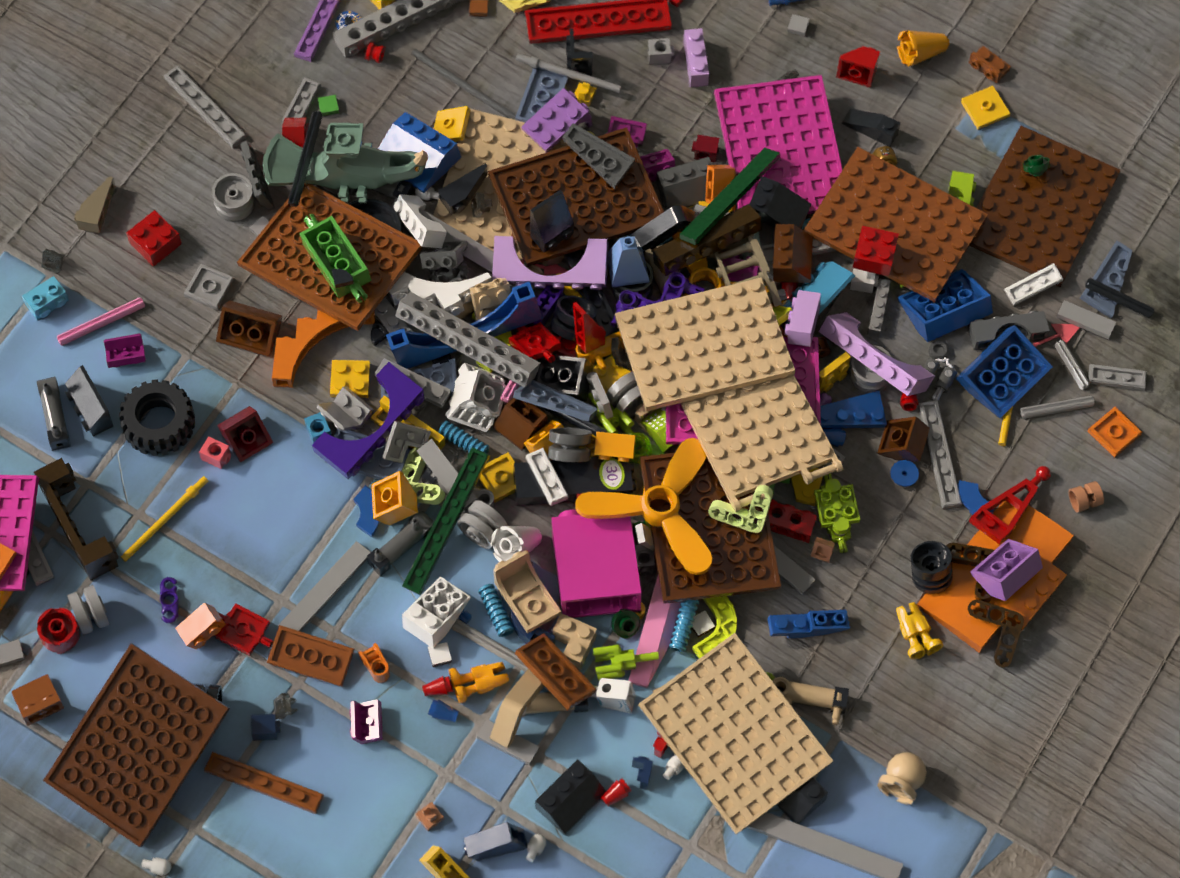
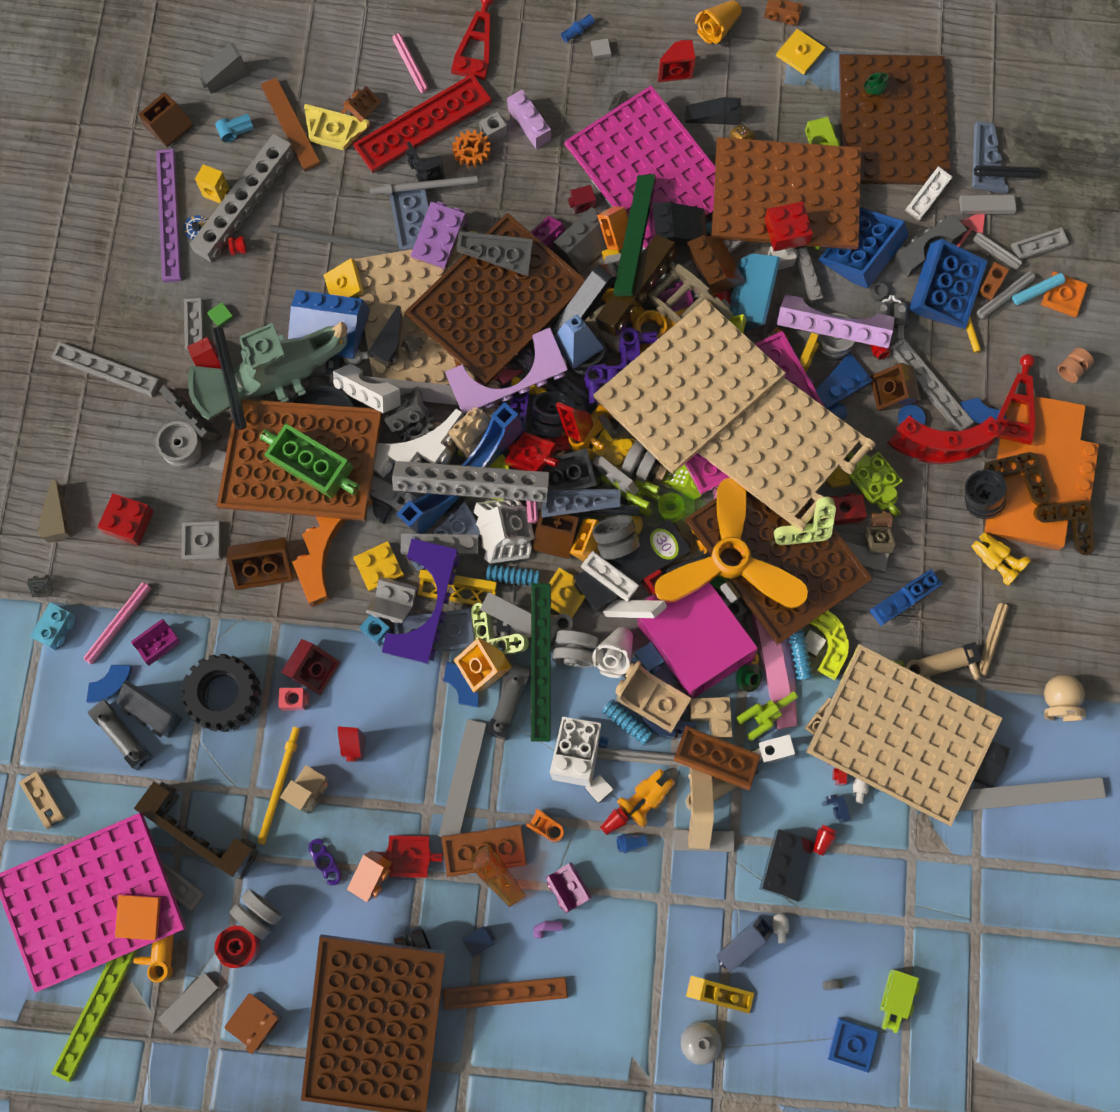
camera: 25 degrees left, 10 degrees up
(65, 368) = (109, 685): none -> blue tile
(184, 531) = (305, 789): none -> tan brick
(245, 509) = (351, 743): none -> red slope
(282, 706) = (485, 912): clear smoke tile -> none
(309, 679) = (496, 875): none -> clear orange slope
(329, 743) = (546, 926): none -> medium lavender arm
(342, 278) = (328, 480): black tile -> none
(402, 436) = (459, 603): light grey plate -> none
(429, 816) = (671, 947): nougat tile -> none
(545, 565) = (649, 658): none -> dark azure brick
(551, 222) = (492, 336): black slope -> none
(552, 512) = (635, 608): none -> white tile
(585, 93) = (447, 196): yellow tile -> none
(614, 445) = (656, 518): light orange brick -> none
(629, 60) = (471, 148): none -> orange gear
(636, 129) = (495, 213): magenta bracket -> none
(803, 318) = (761, 319): lavender brick -> none
(812, 562) = (879, 539): none -> dark tan piece
(867, 700) = (992, 638): none -> tan axle
(920, 509) = (943, 446): none -> red fence
(1007, 569) = (1053, 465): medium lavender slope -> none
(1050, 388) = (993, 280): none -> dark orange leg
(1090, 414) = (1038, 289): none -> medium azure axle

